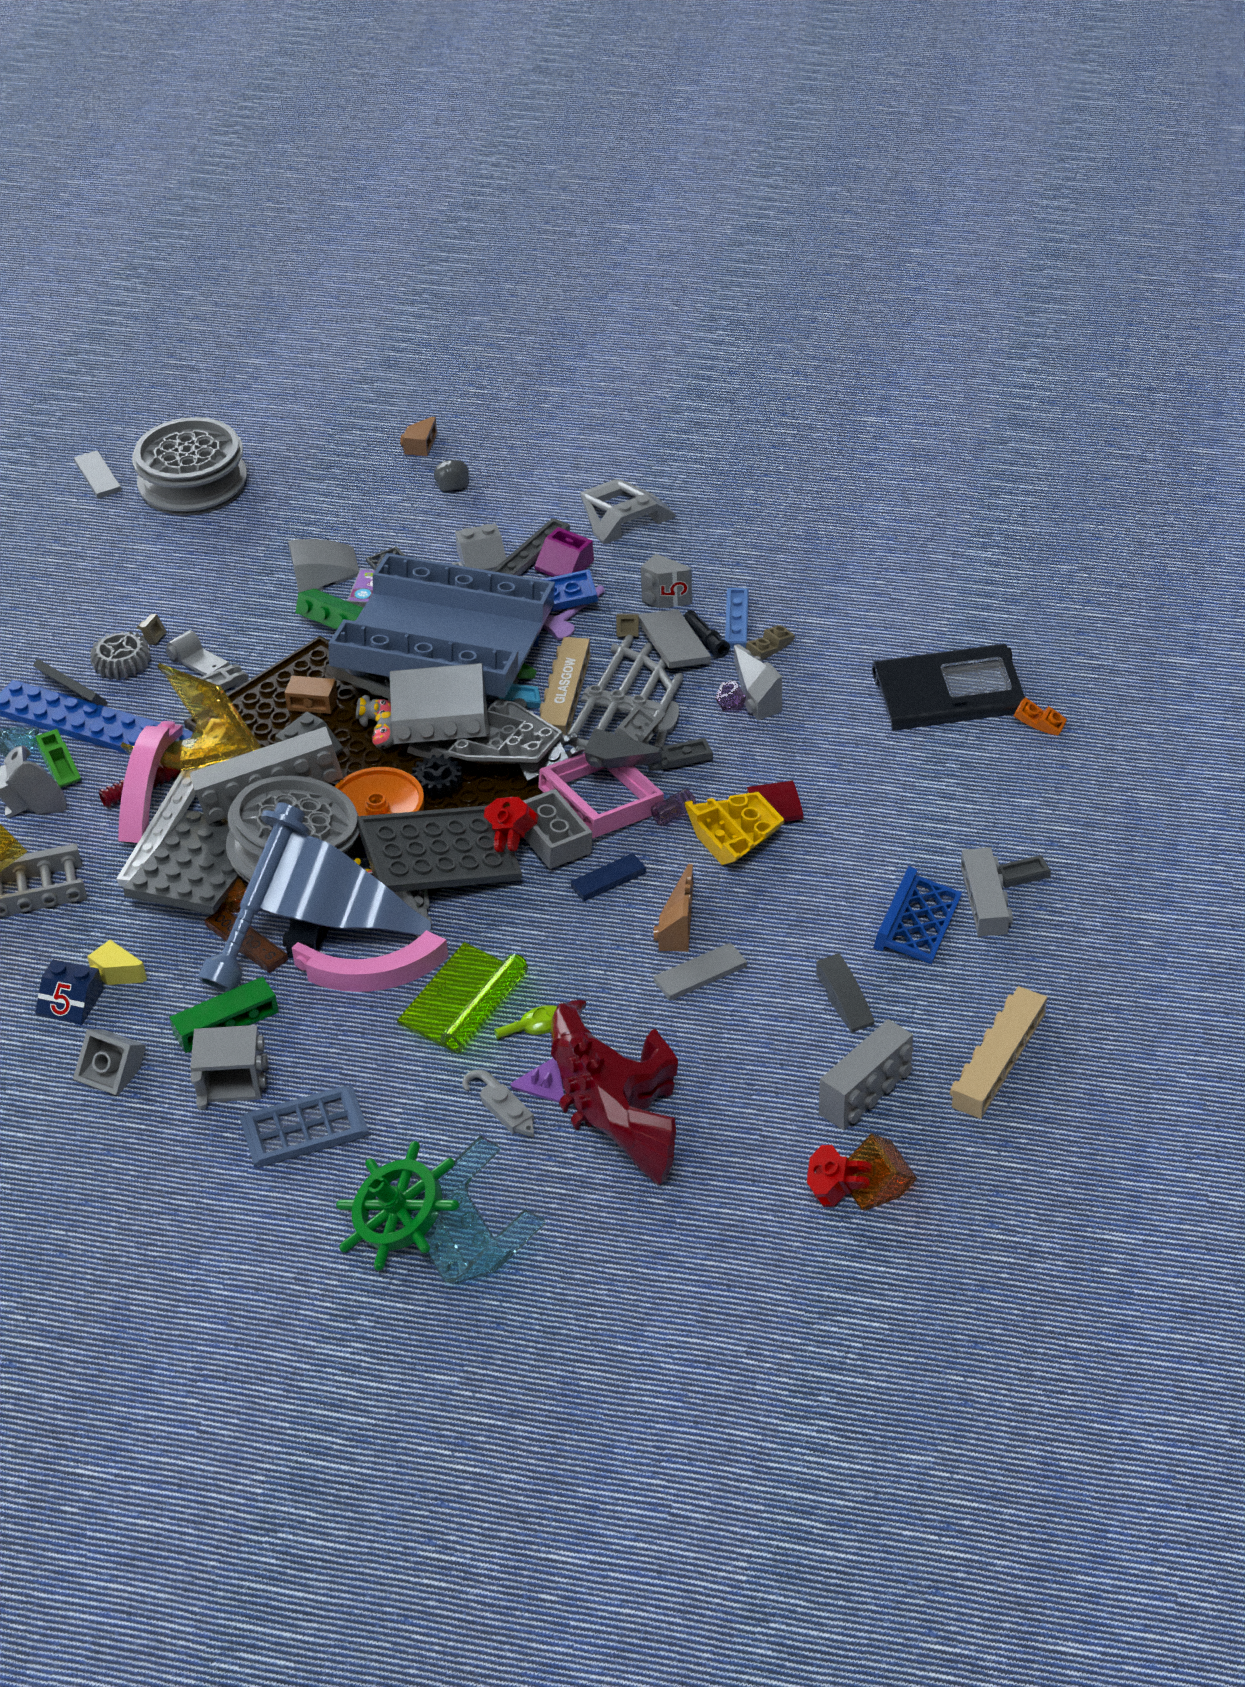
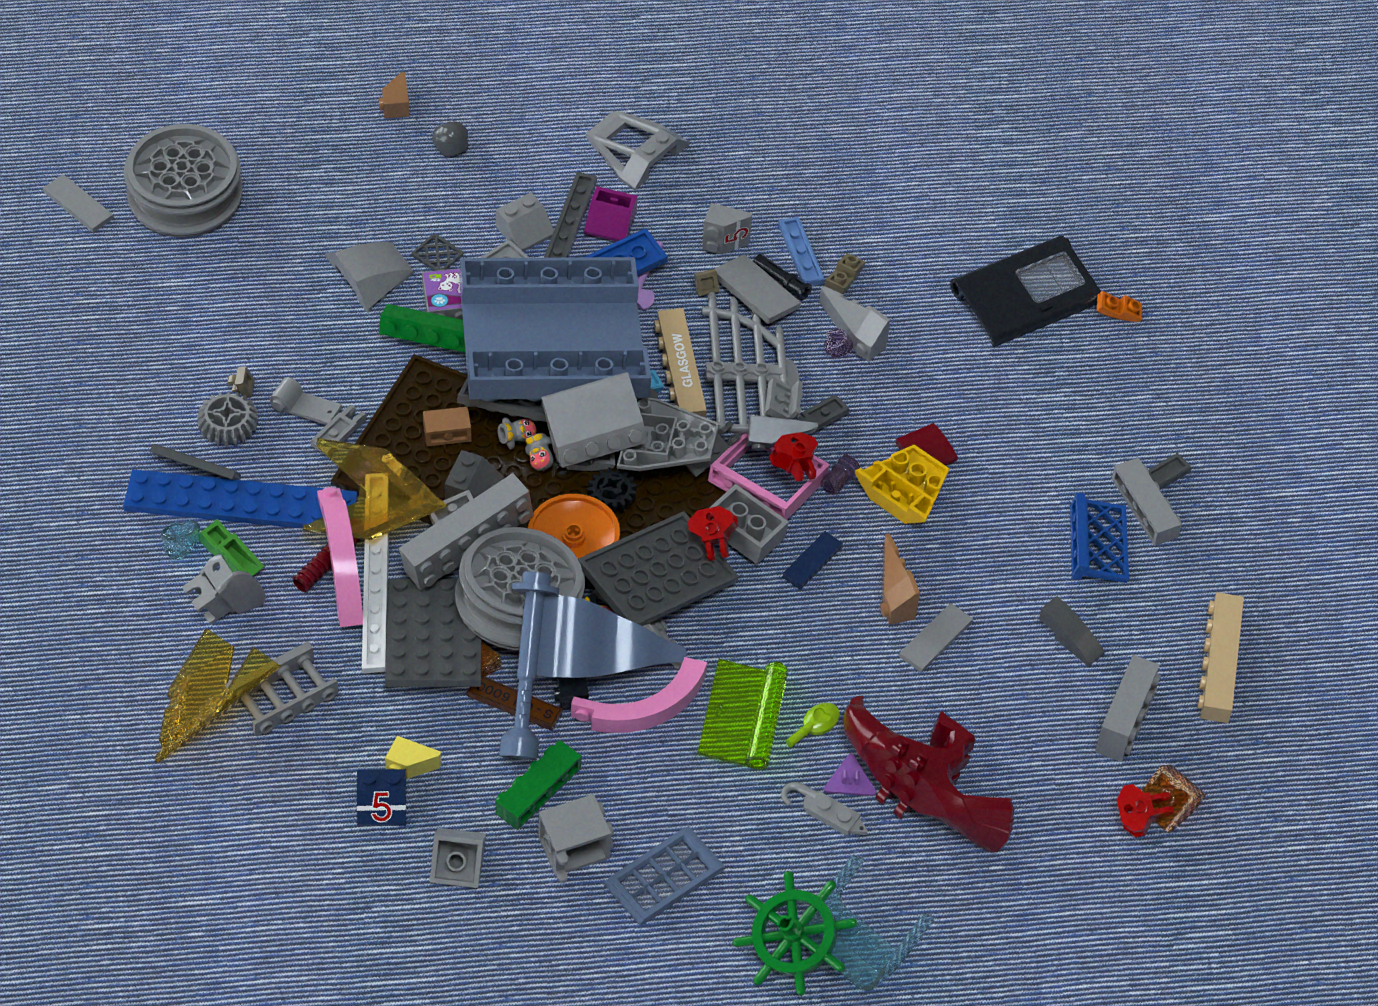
camera: 25 degrees left, 10 degrees up
(627, 773) = (795, 456): none -> red hinge

